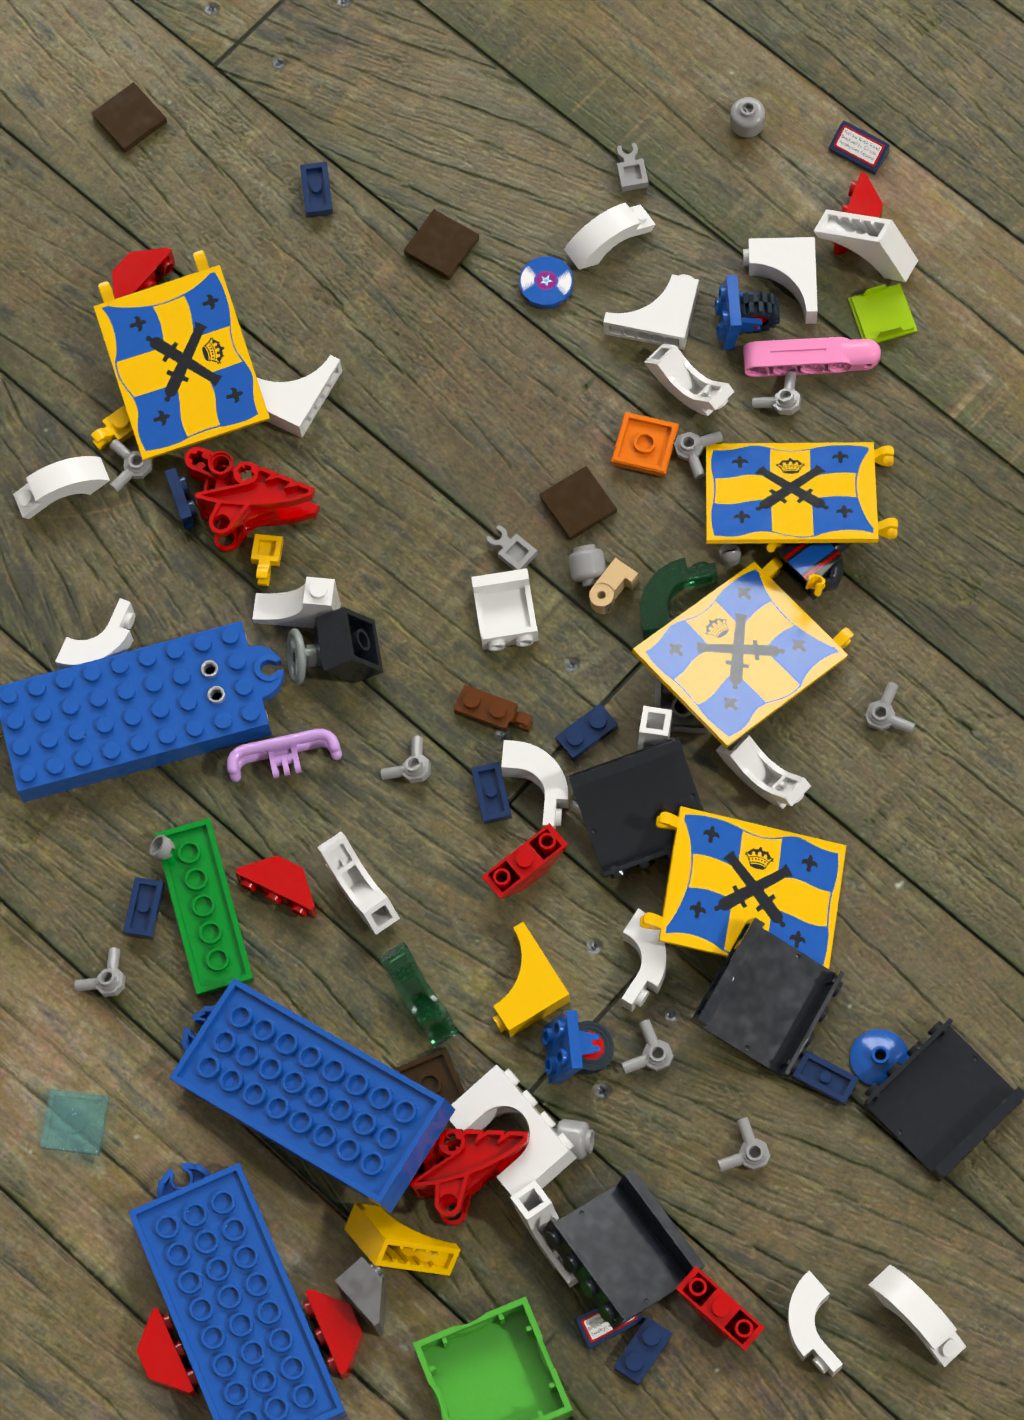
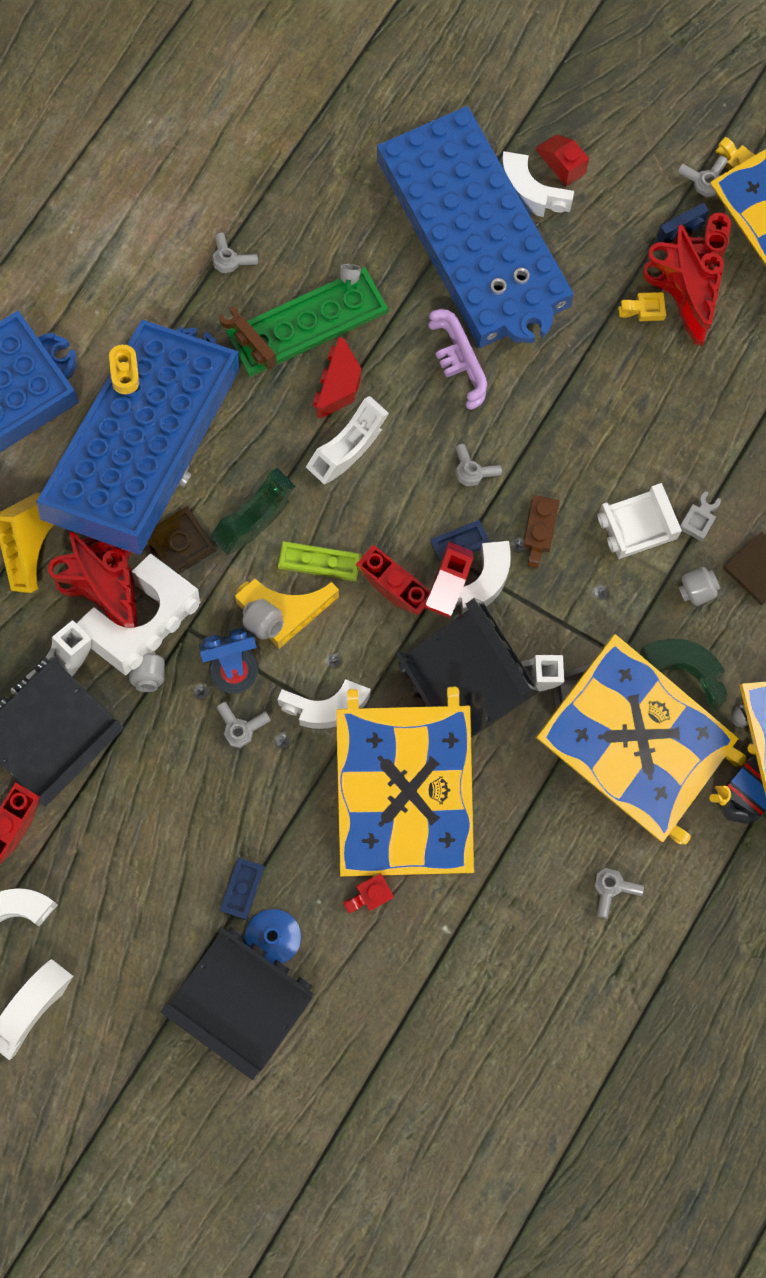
camera: 70 degrees right, 5 degrees up
(60, 480) = (676, 122): white arch -> none
(71, 604) = (564, 158): none -> red slope
(75, 1122) = (100, 260): clear light blue tile -> none
(144, 908) = (297, 273): dark blue plate -> none
(215, 966) = (248, 336): none -> reddish brown plate
(236, 1096) = (123, 371): none -> yellow plate
(298, 606) = (602, 345): white arch -> none
(342, 645) = (567, 385): black piece -> none
(481, 942) = (319, 561): none -> lime tile
(536, 801) = (449, 579): none -> slope
(544, 1001) = (262, 619): none -> light grey head
(586, 732) = (537, 616): dark blue plate -> none
(610, 585) = (683, 610): tan leg -> none
(752, 1154) = (161, 834): light grey piece -> none
(762, 774) = (525, 782): white arch -> none
(767, 999) = (305, 821): black panel -> none
(852, 949) = (372, 893): none -> red plate

